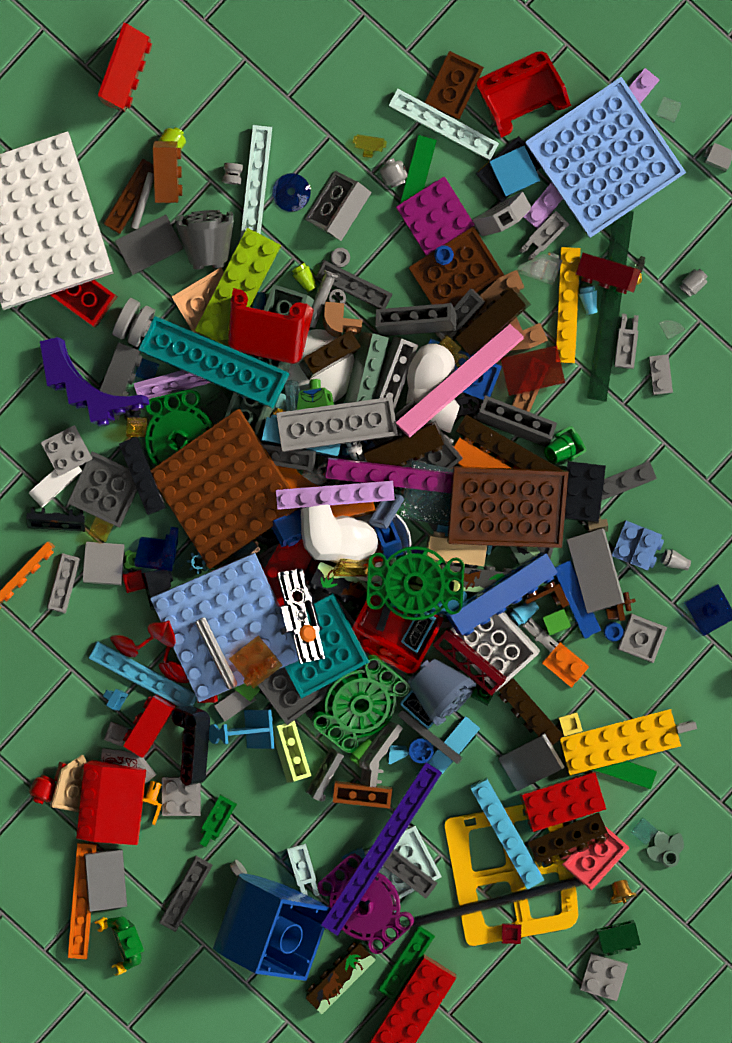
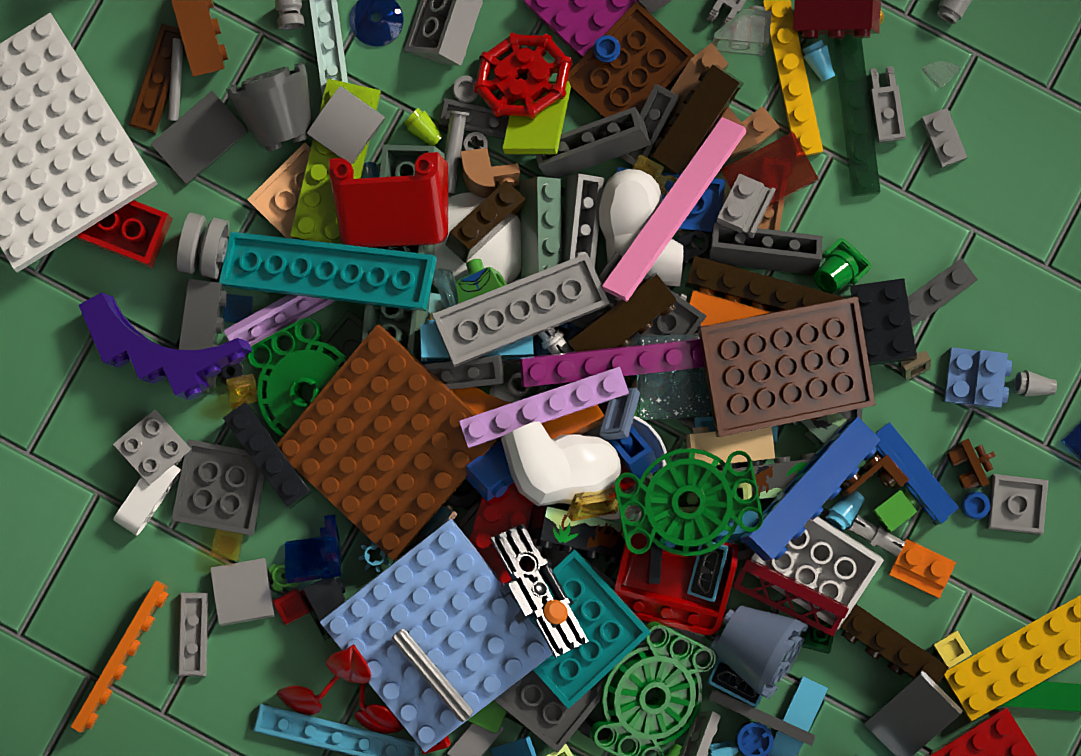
camera: 20 degrees left, 5 degrees down
(56, 521) = (161, 549): black plate -> none
(251, 264) = (346, 125): none -> light grey slope
(255, 662) = (491, 673): clear orange hinge -> none
(377, 249) = (518, 62): none -> red plate
(383, 291) = (537, 134): none -> lime tile
(510, 389) = (745, 205): none -> light grey plate
(595, 571) = (930, 426): light grey tile -> none

